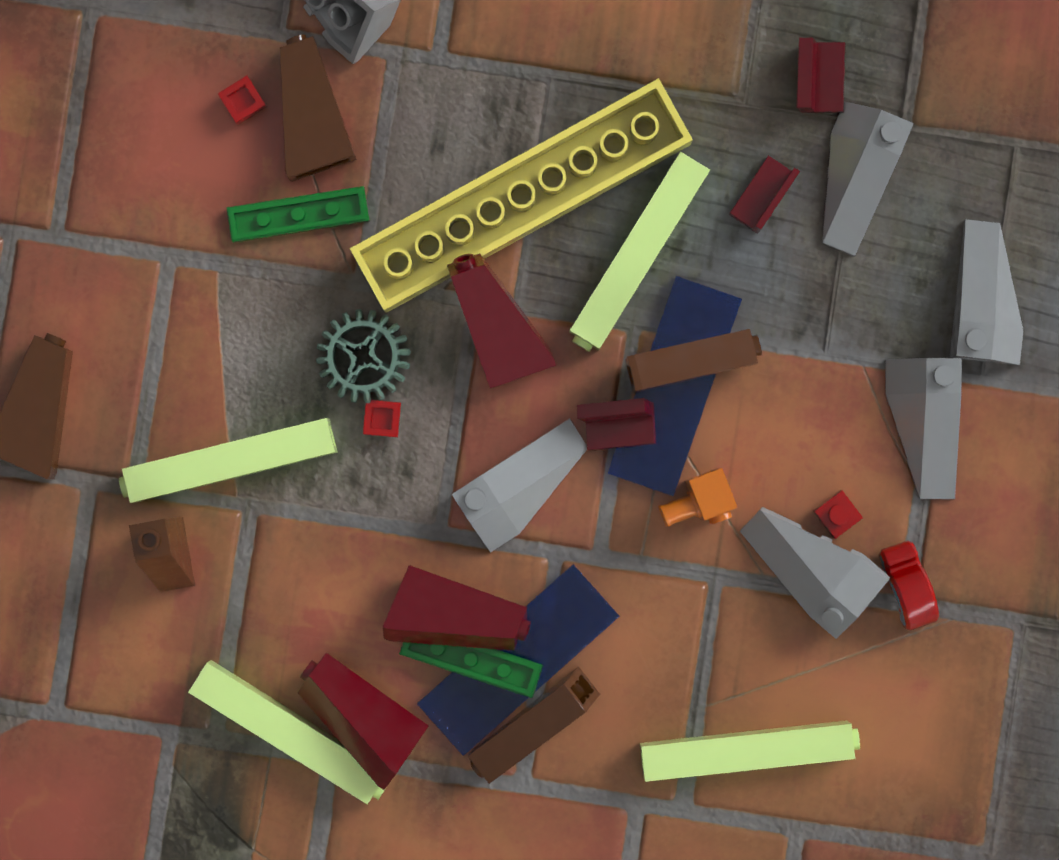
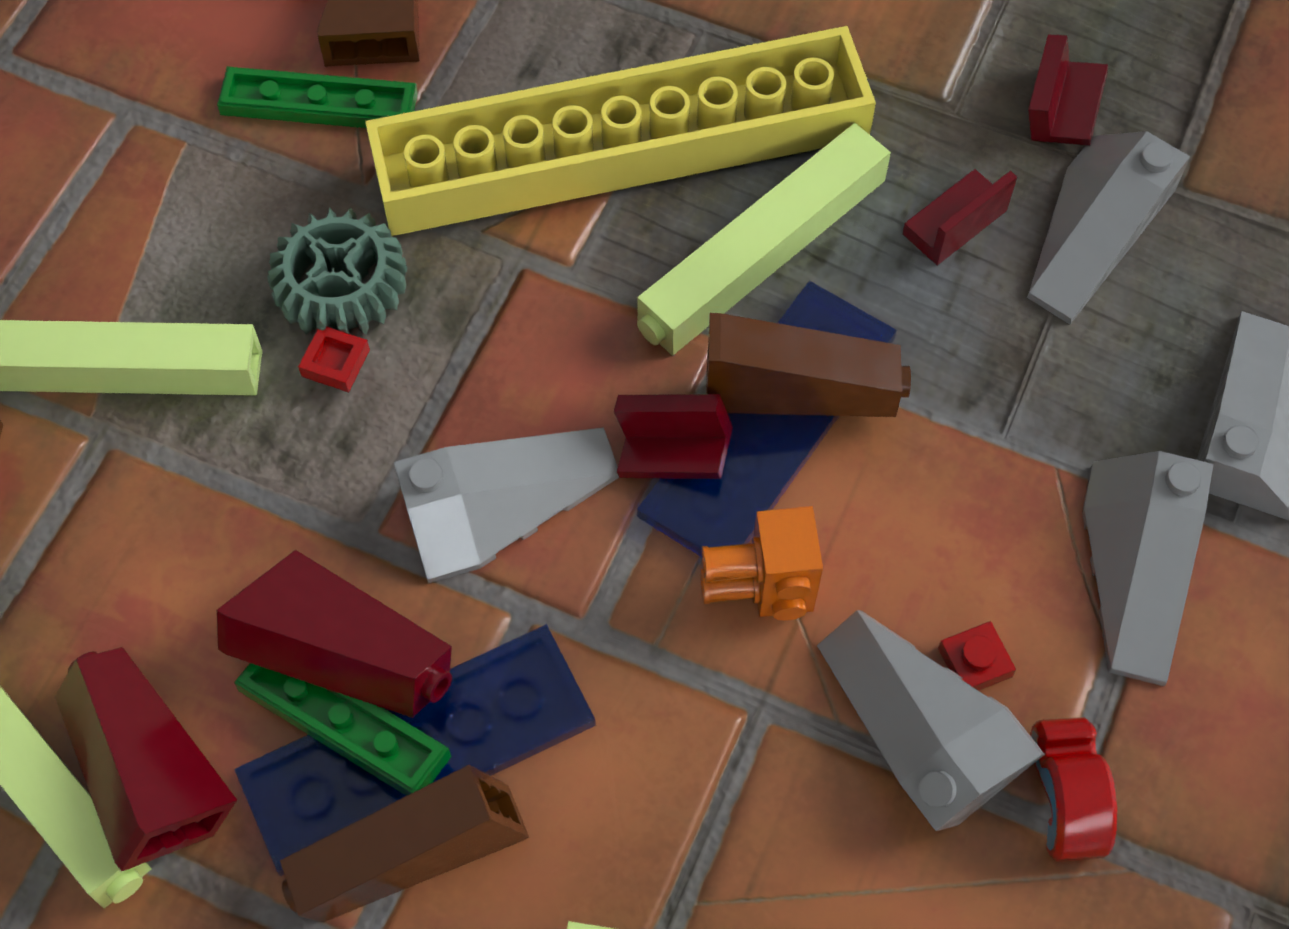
camera: 10 degrees right, 25 degrees down
(499, 328) = (536, 267): dark red slope -> none

